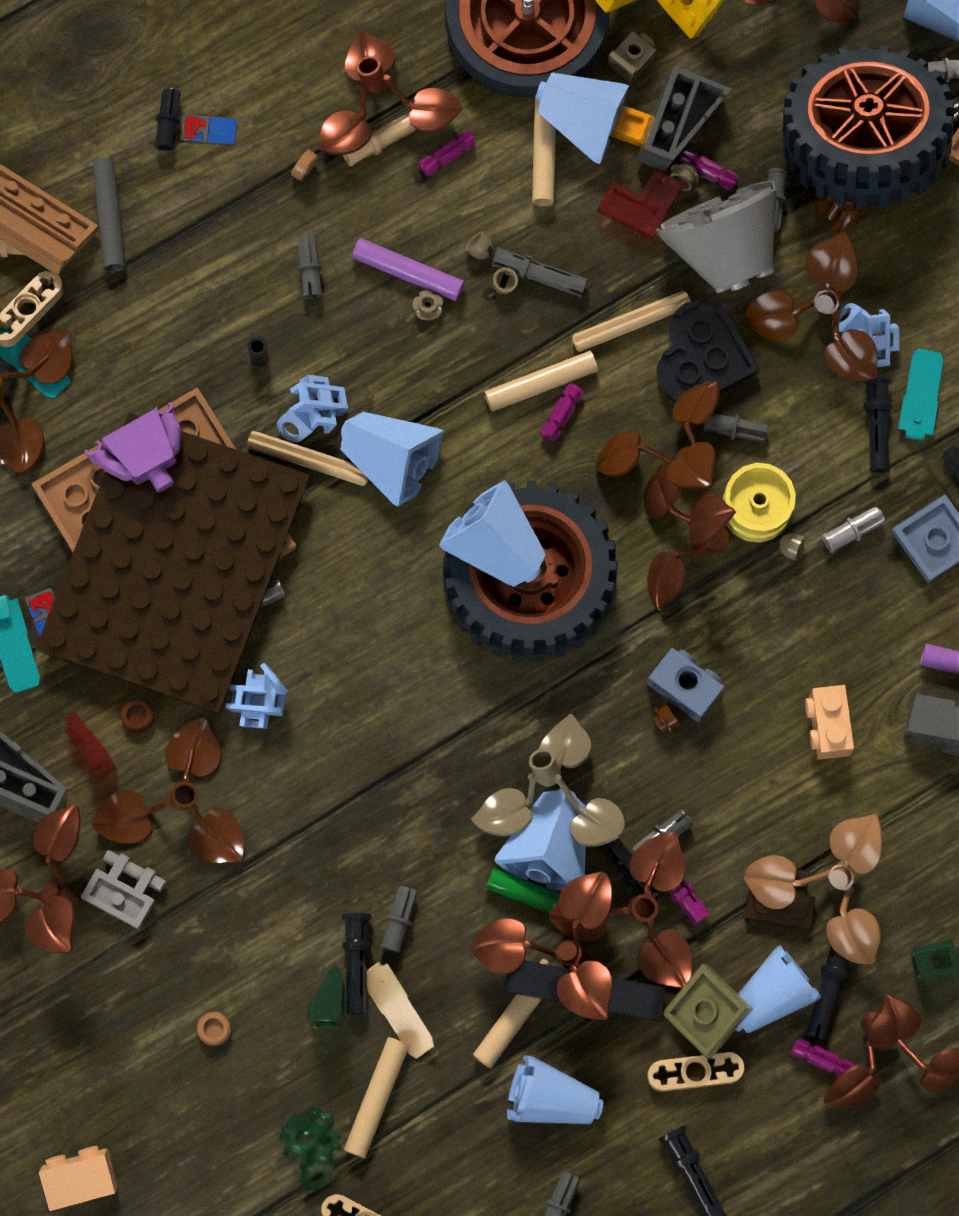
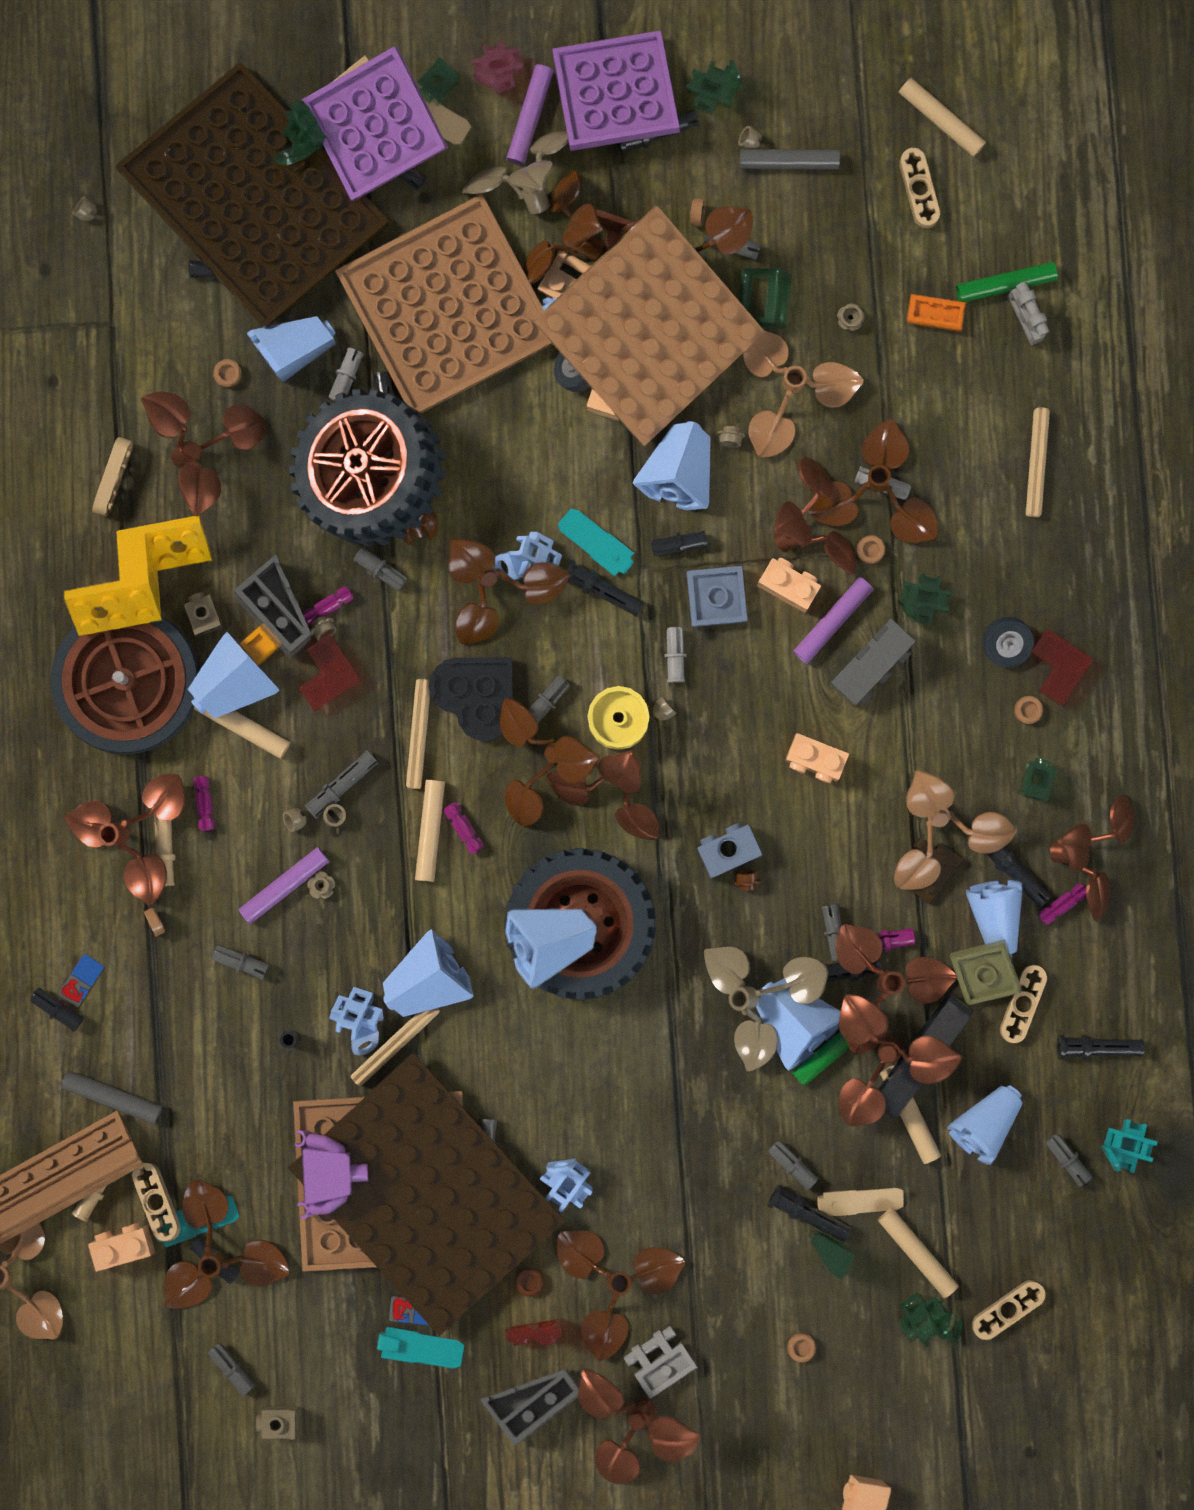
camera: 55 degrees left, 10 degrees up
(727, 238) = (393, 626): light grey cone -> none

